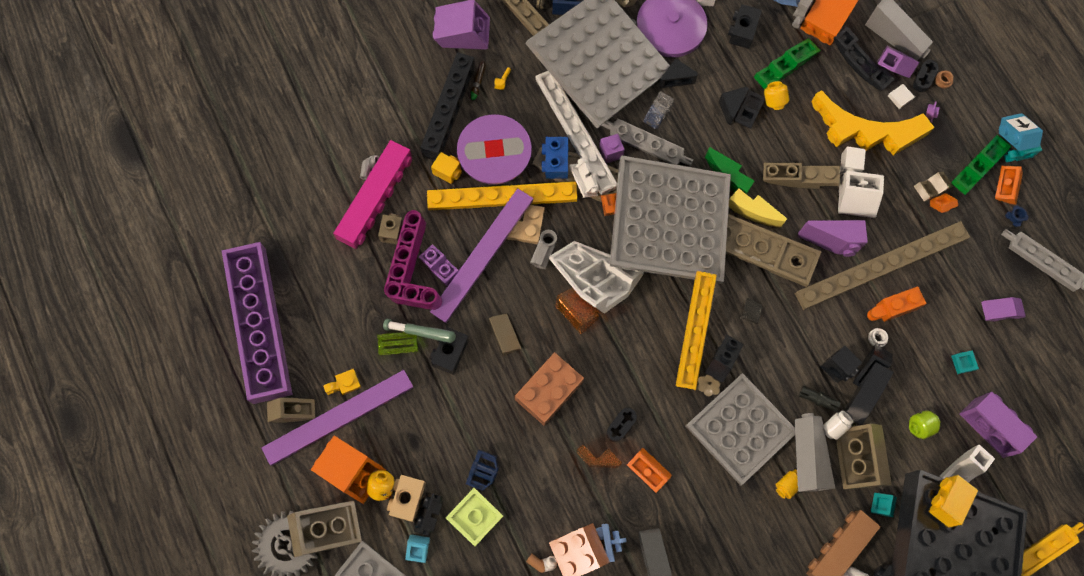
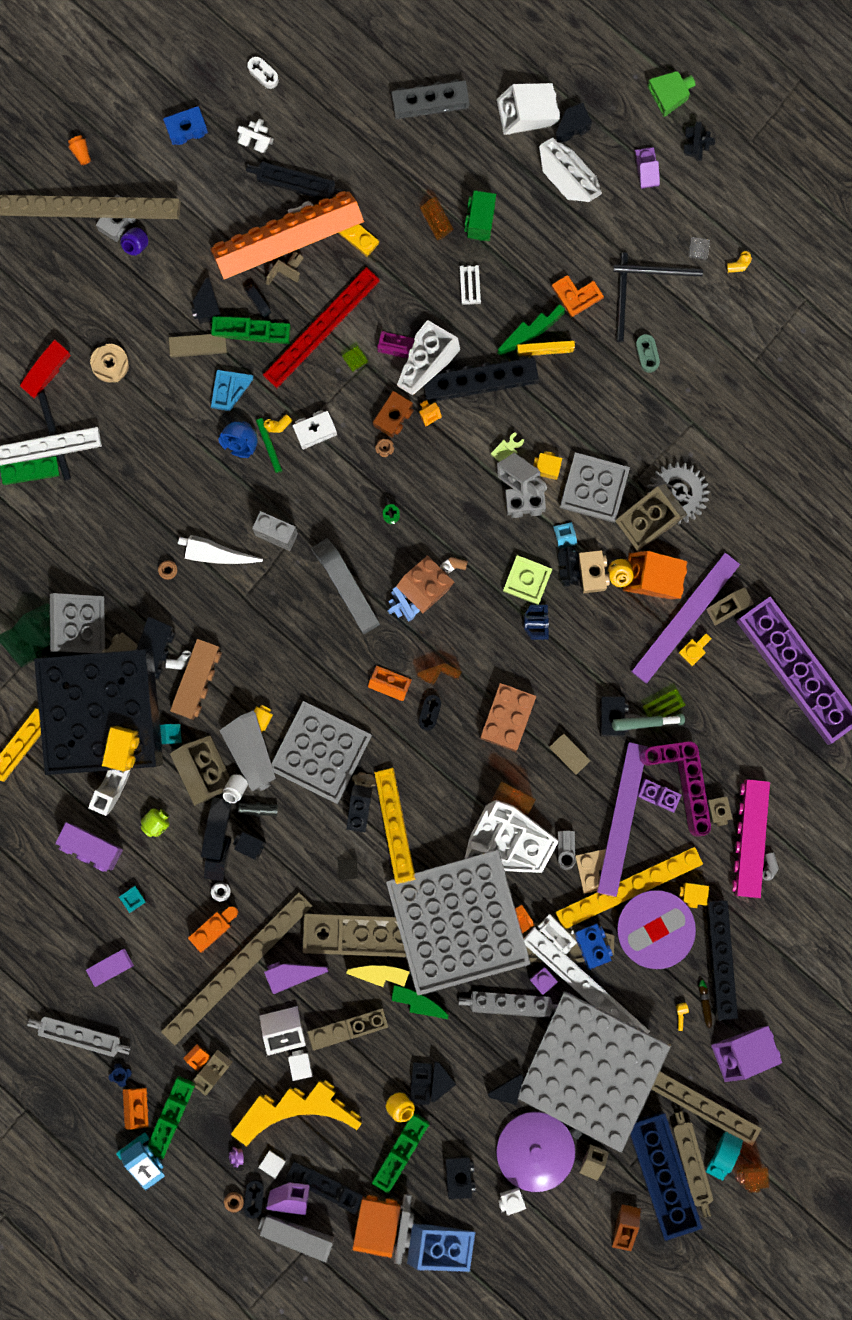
camera: 160 degrees right, 10 degrees up
(658, 110) = (512, 1042): clear leg -> none

